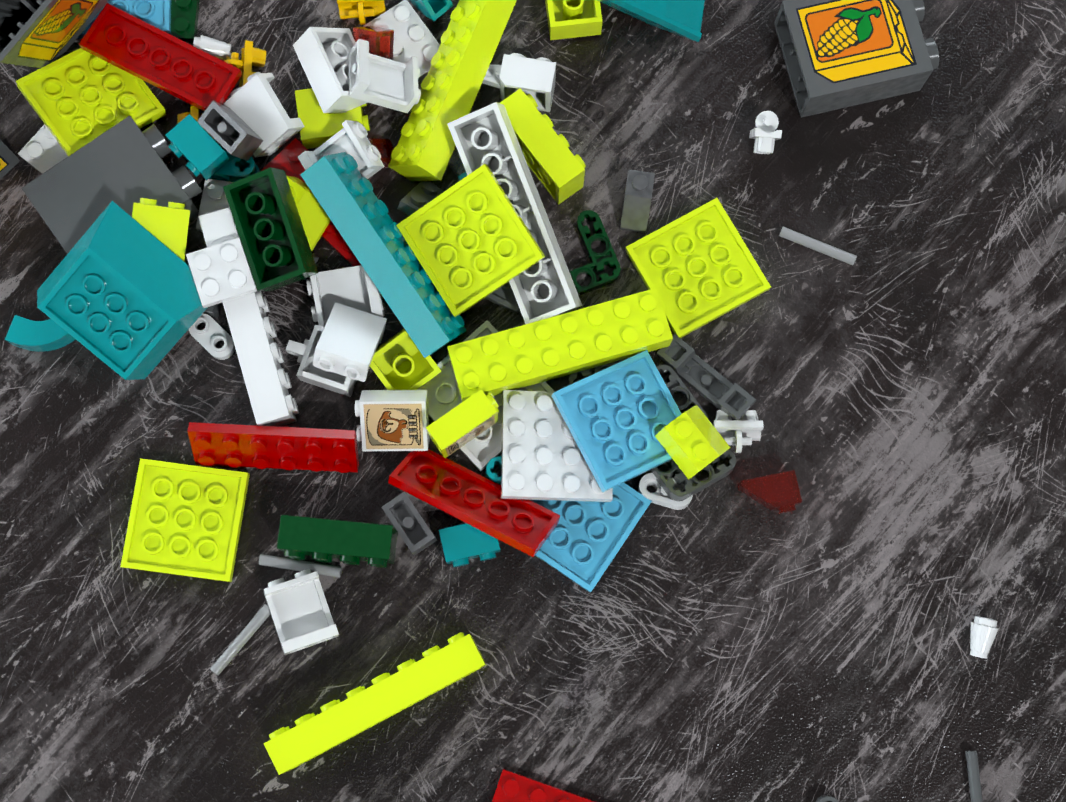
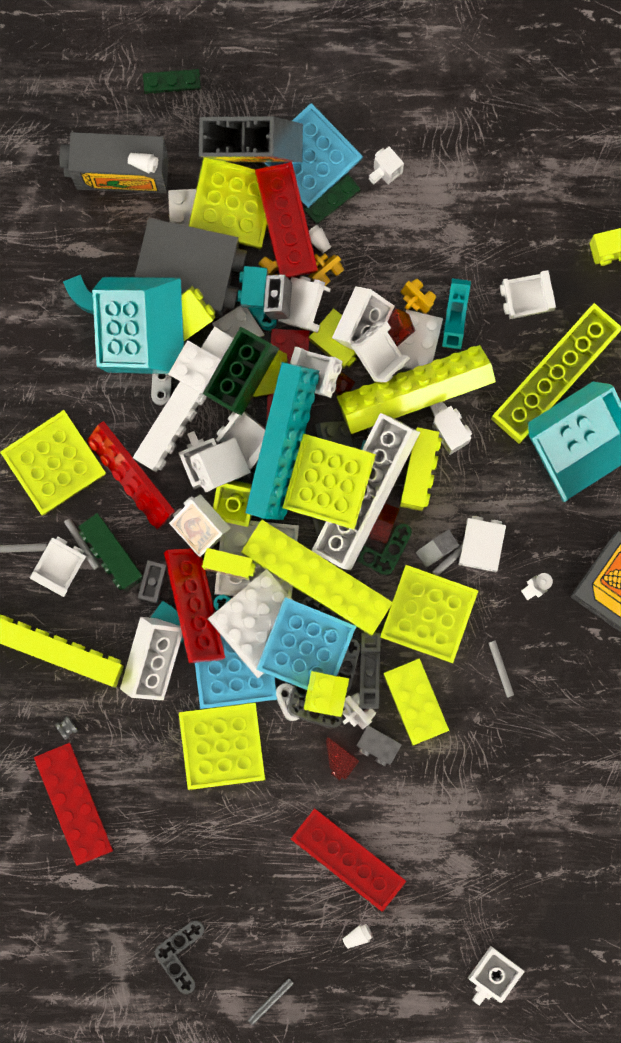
camera: 50 degrees right, 5 degrees up
(483, 758) = (66, 727): none -> dark grey wheel
(491, 597) = (151, 659): none -> white slope
(567, 233) = (384, 524): none -> clear red slope
(651, 604) = (221, 746): none -> neon yellow plate
(658, 190) = (448, 561): none -> light grey bar
(673, 153) = (482, 544): none -> white panel
(780, 359) = (416, 702): none -> neon yellow brick
(793, 437) = (378, 745): none -> flat silver brick
(889, 574) = (348, 860): none -> red plate

